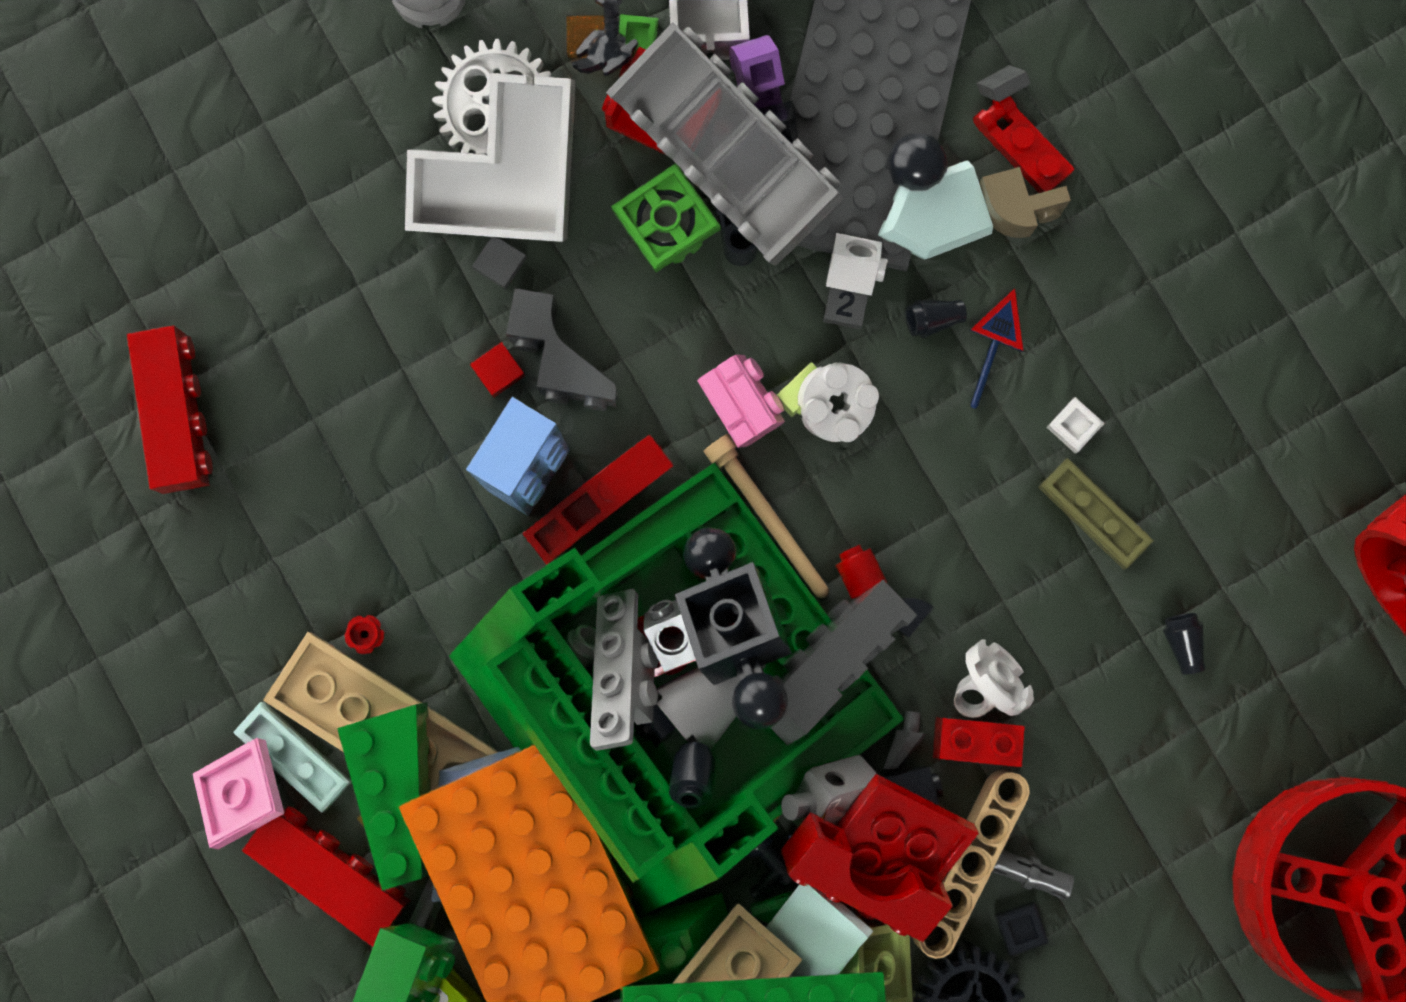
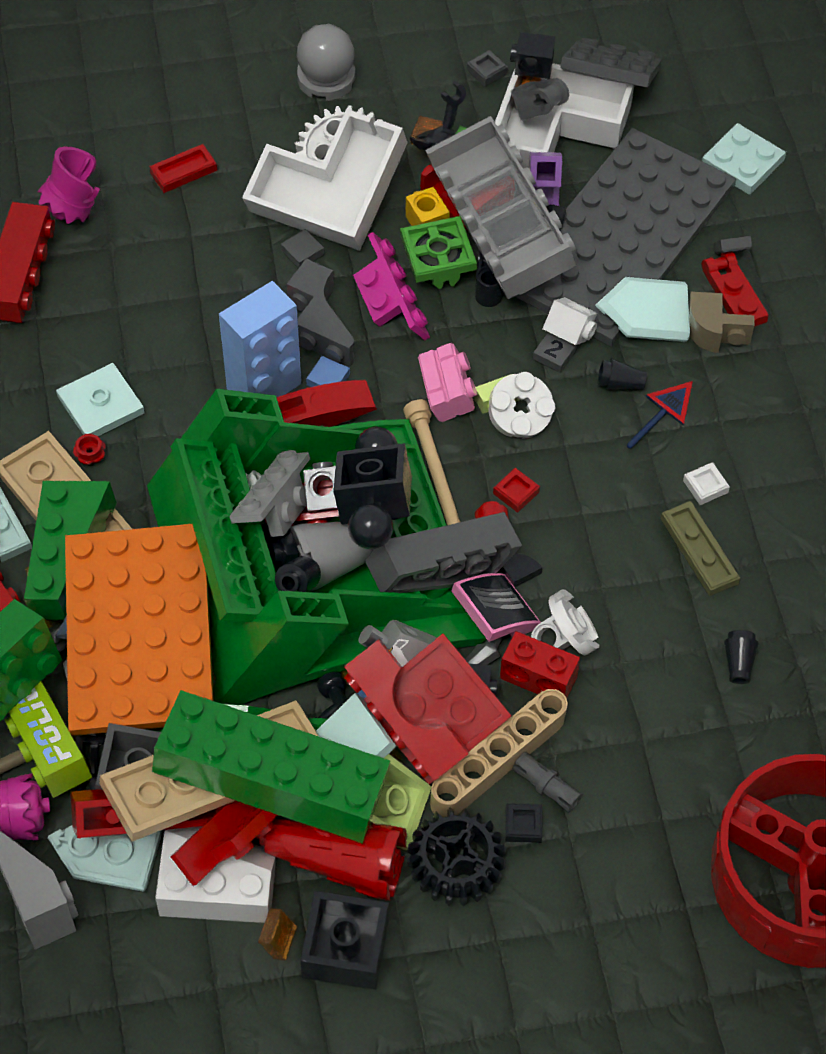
camera: 20 degrees right, 25 degrees down
(184, 286) = (67, 187): none -> dark pink hat
(309, 192) = (183, 168): none -> red tile
(348, 562) = (100, 401): none -> light aqua plate
(598, 433) = (327, 372): none -> medium blue tile
(623, 290) = (386, 291): none -> dark pink bracket
(629, 177) = (425, 207): none -> yellow brick
(867, 510) = (516, 490): none -> red tile
(905, 683) = (495, 605): none -> slope
(917, 162) = (643, 264): black hair -> none

